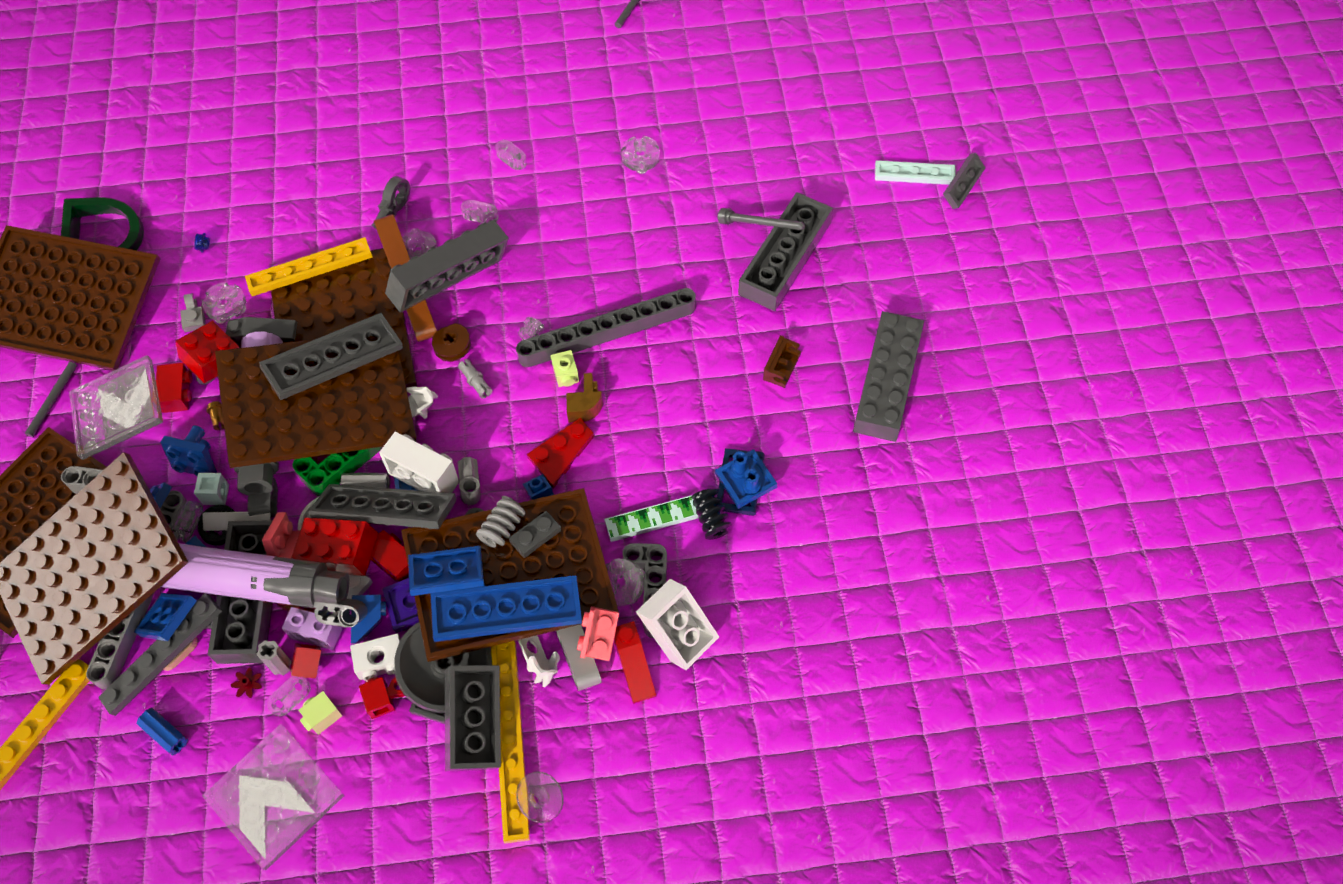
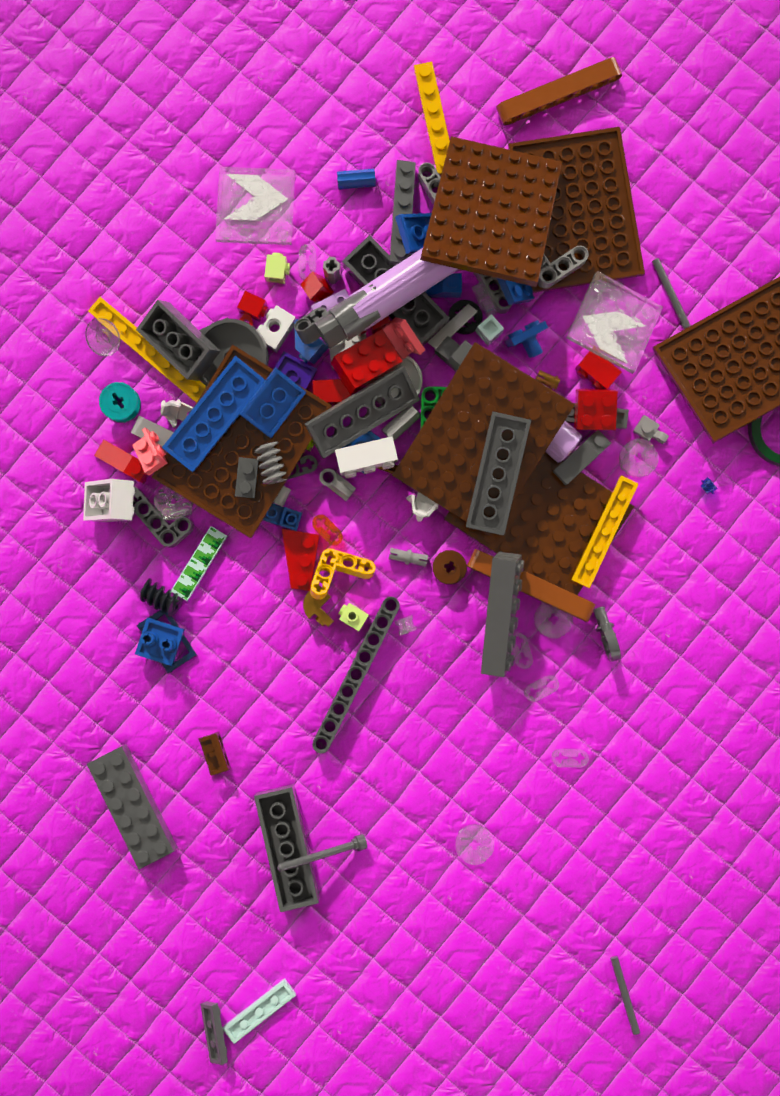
camera: 130 degrees right, 25 degrees up
(246, 683) = (340, 251): dark red plant -> none
(511, 453) = (331, 526): none -> clear orange beam
(540, 417) = (337, 564): none -> yellow beam
(574, 709) = (110, 406): none -> teal piece

